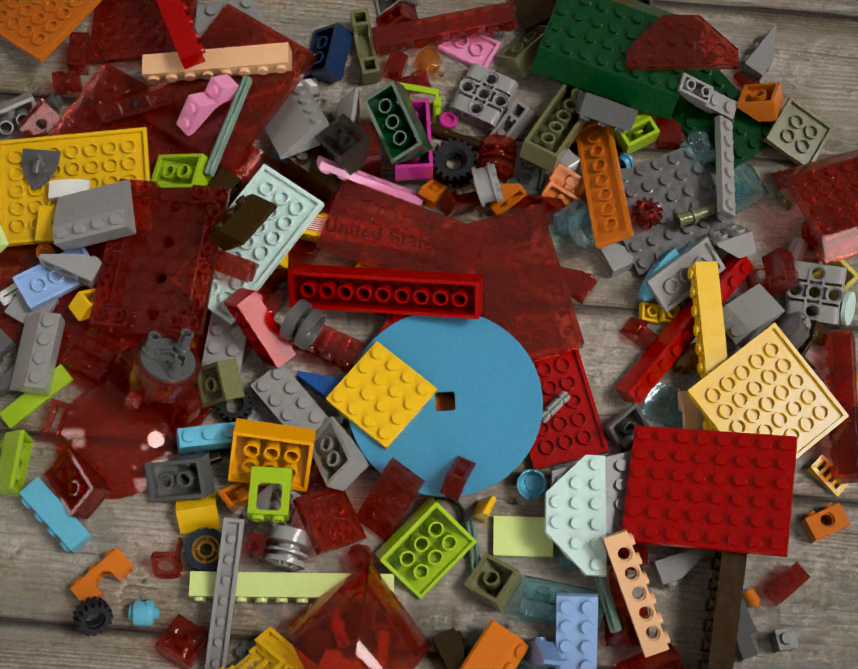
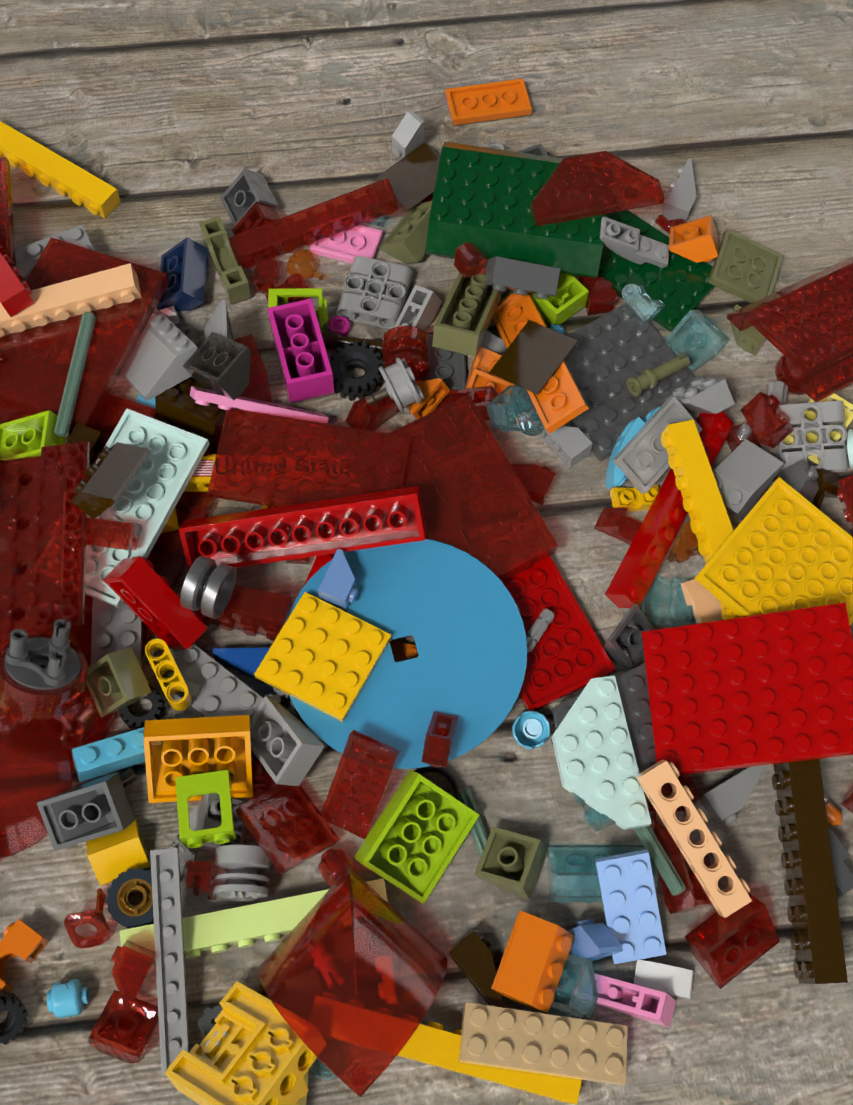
camera: 10 degrees left, 5 degrees down
(194, 601) = (130, 970): none -> clear red slope
(201, 105) = (37, 355): bright pink arch -> none
(235, 496) = (161, 821): orange slope -> none
(259, 394) = (167, 663): none -> yellow beam
(397, 123) = (279, 331): dark green slope -> none
(404, 340) = (338, 583): none -> medium blue slope
(432, 192) = (337, 409): orange slope -> none
(484, 508) = (479, 771): yellow slope -> none
(521, 537) = (532, 798): yellowish green tile -> none
(565, 87) = (469, 260): none -> clear red piece
(600, 181) = (533, 357): none -> dark brown piece
(650, 207) = (595, 384): clear red gear -> none
(724, 167) = (673, 317): light grey plate -> none

